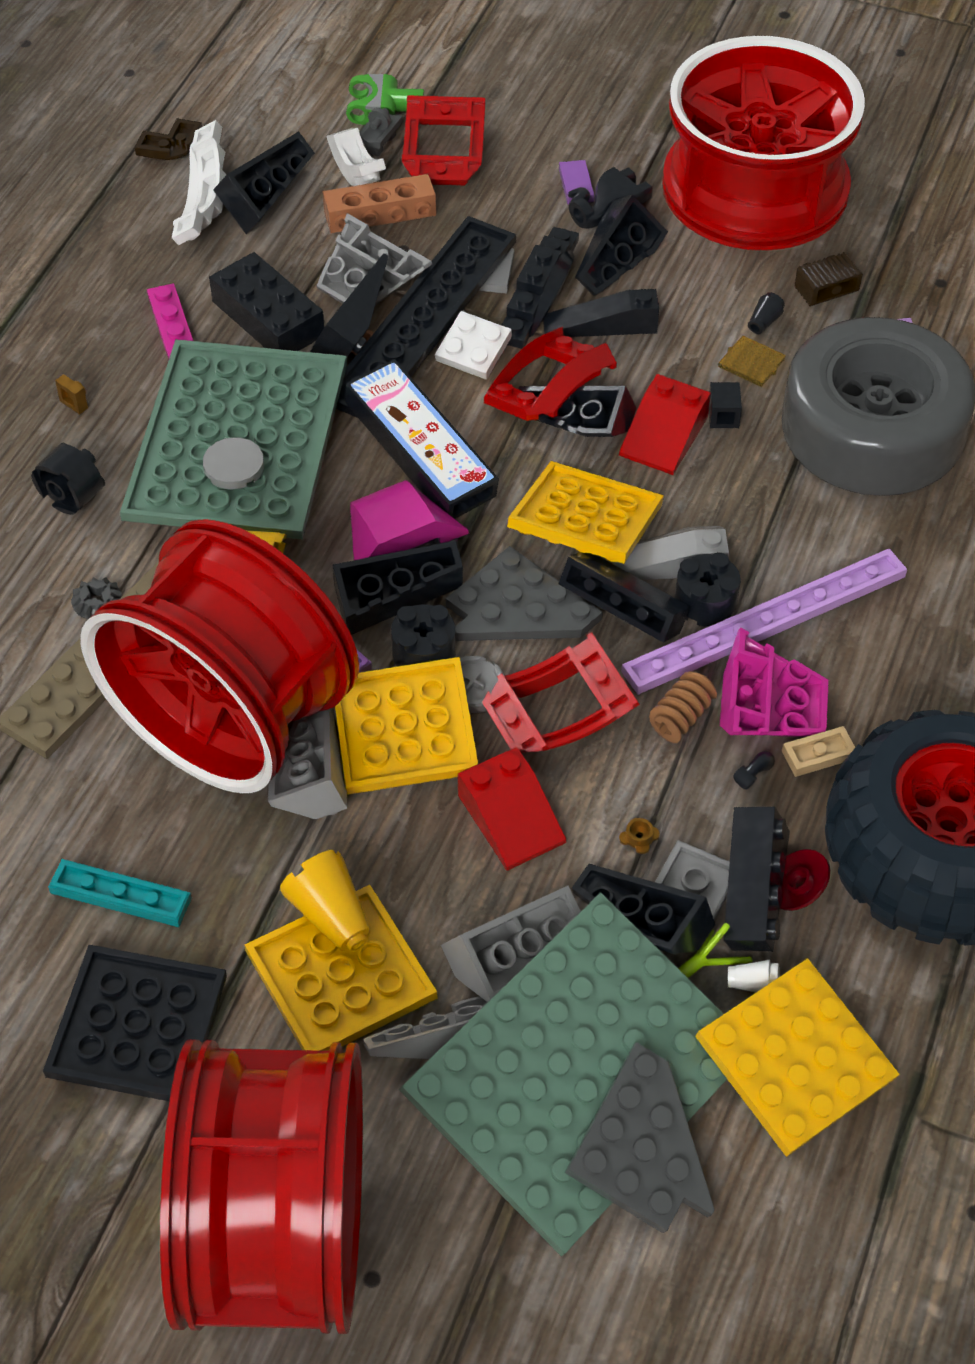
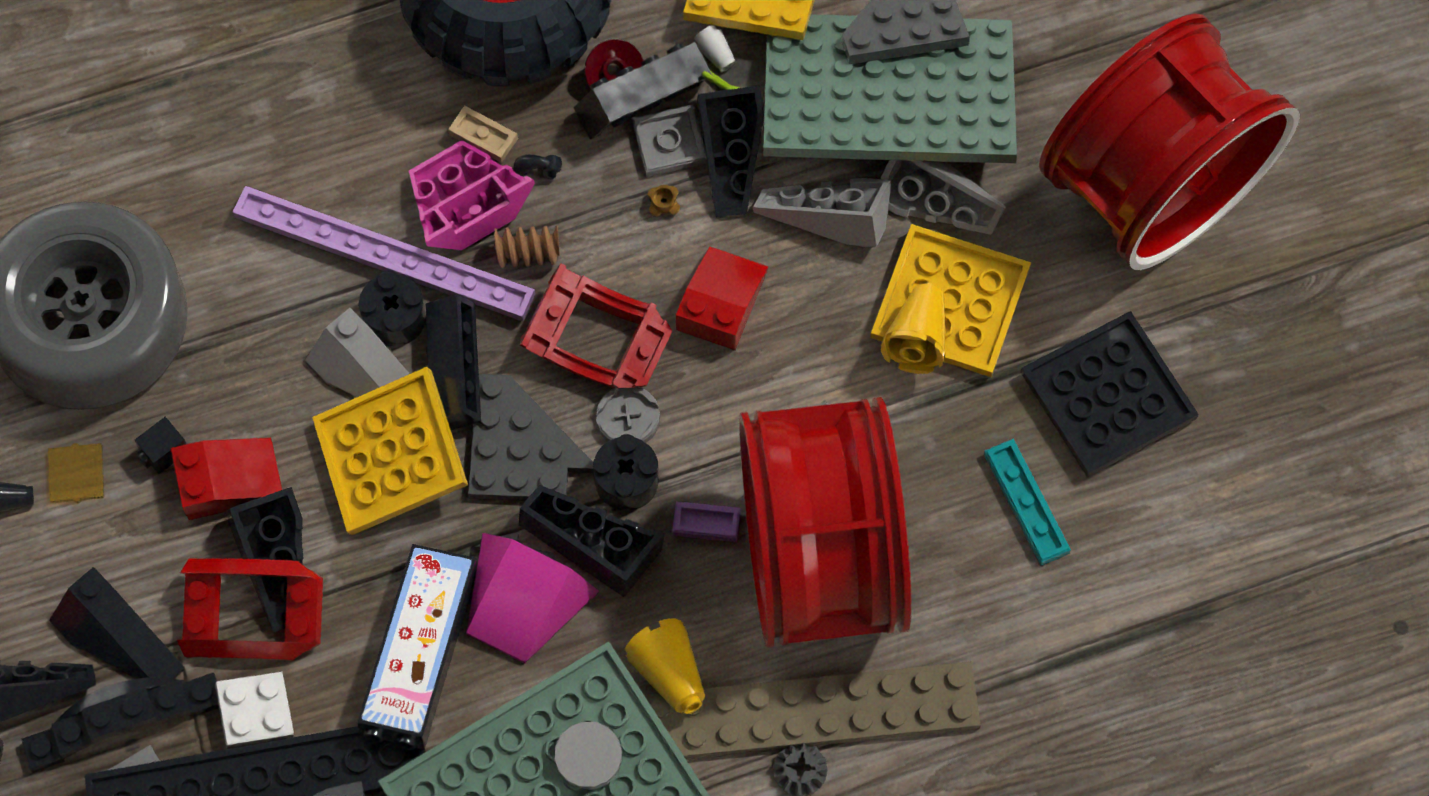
camera: 130 degrees left, 15 degrees up
(405, 726) = (696, 419): yellow plate -> none

